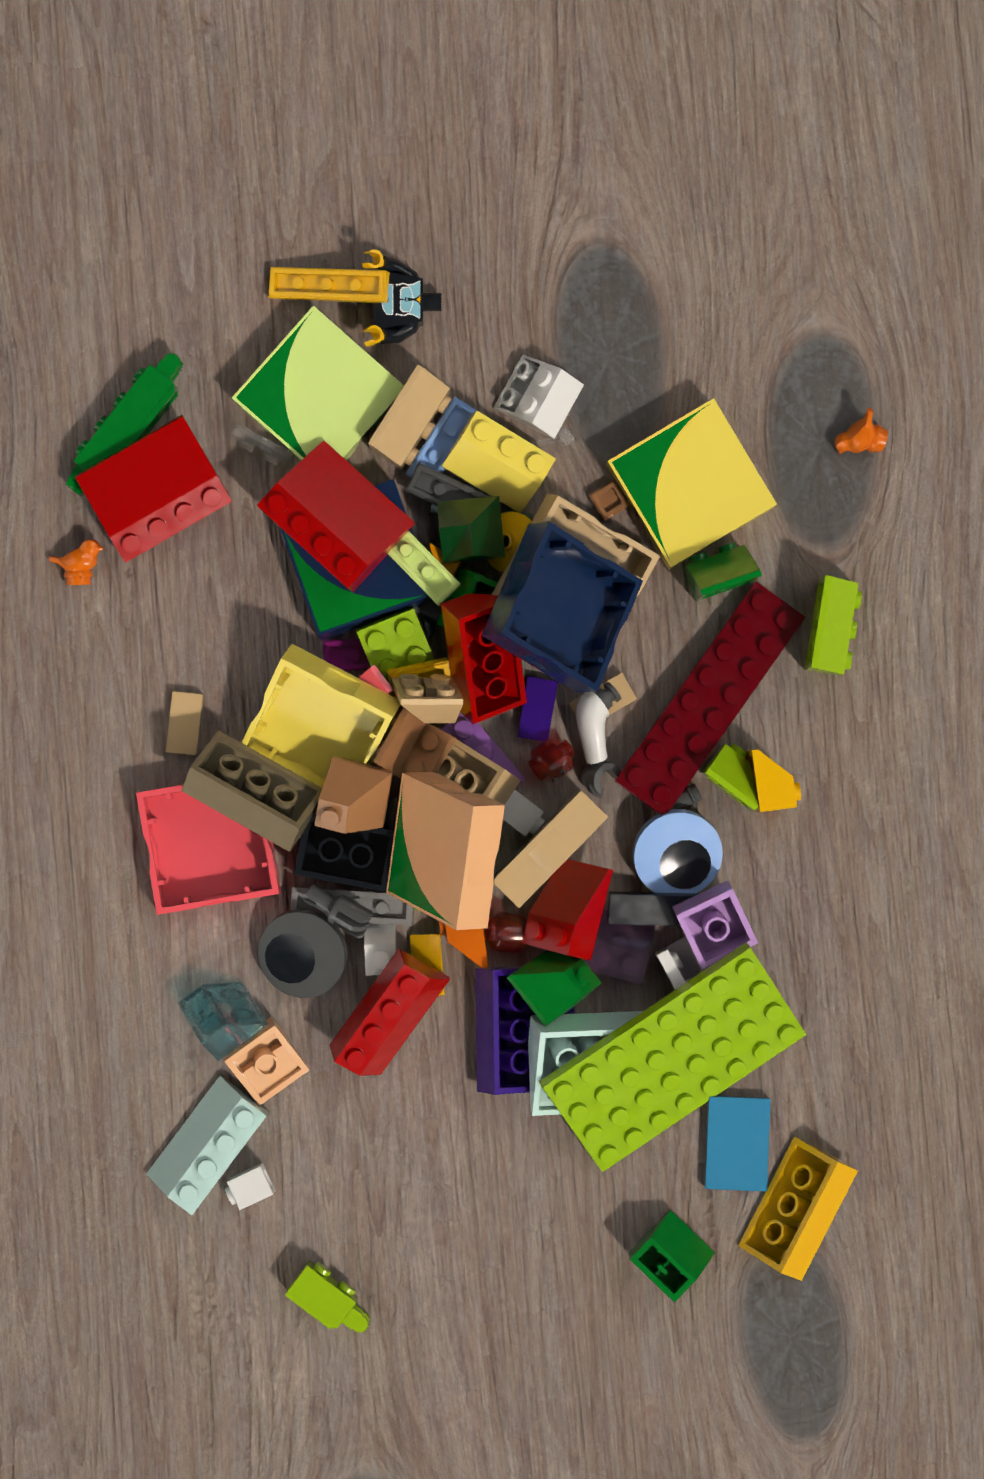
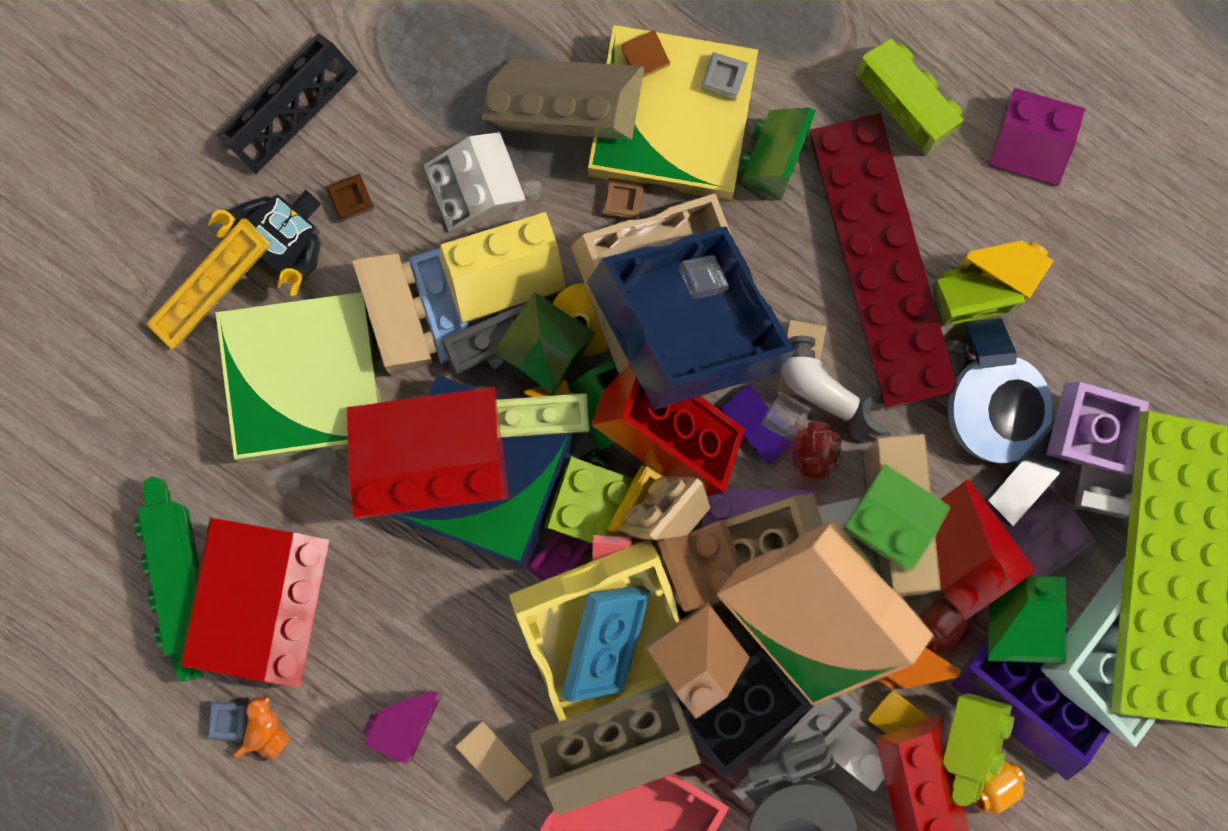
camera: 55 degrees left, 5 degrees down
(67, 534) = (227, 721): none -> sand blue tile
(154, 647) = (401, 726): none -> magenta slope
(314, 729) = (605, 643): none -> dark azure tile
(435, 1050) = (1002, 790): none -> light orange head
(448, 1014) = (976, 745): none -> lime hinge
(461, 325) = (350, 197): none -> reddish brown tile
(490, 223) = (278, 94): none -> black fence
(540, 844) = (897, 518): none -> bright green slope
(557, 721) = (786, 415): none -> clear tile
(598, 594) = (703, 276): none -> clear tile
(640, 407) = (564, 98): none -> dark tan slope
(711, 435) = (646, 52): none -> dark orange tile
(713, 812) = (991, 343): none -> dark blue tile
(740, 497) = (724, 76): none -> light grey tile
(874, 730) = (1036, 136): none -> magenta slope

